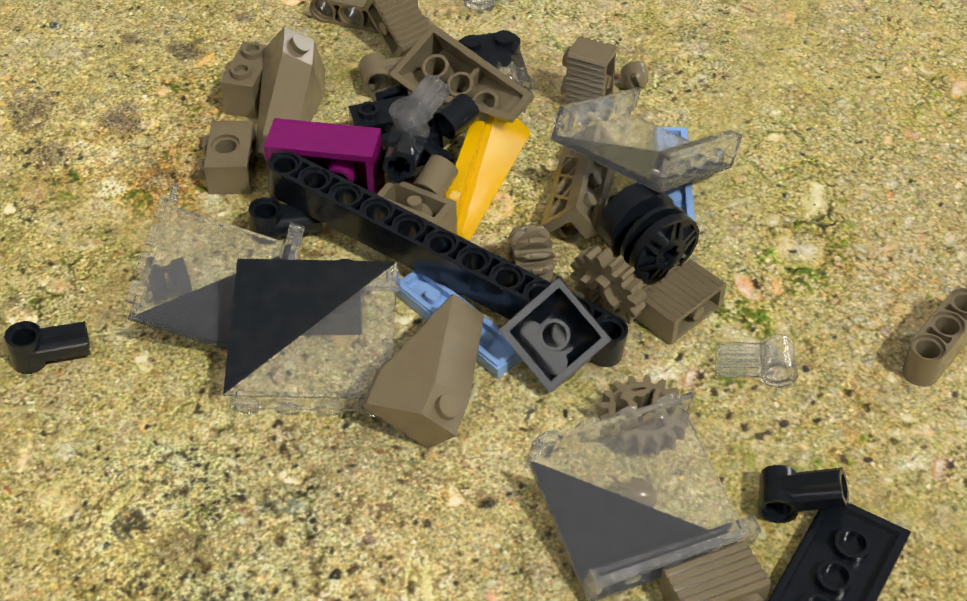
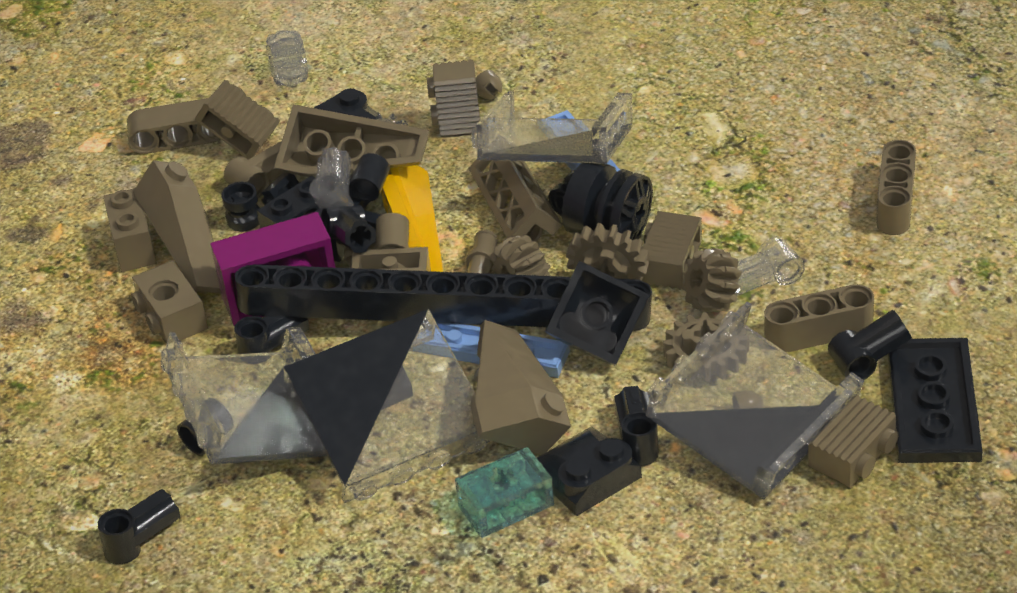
camera: 25 degrees left, 5 degrees down
(349, 91) = (241, 206): none -> black wheel
(357, 469) = (504, 492): none -> clear light blue brick
(451, 484) = (589, 469): none -> black slope
(498, 241) = (479, 257): none -> dark tan pin
(513, 475) = (634, 426): none -> black piece
(692, 350) = (711, 280): none -> dark tan gear
(772, 437) = (818, 317): none -> dark tan beam

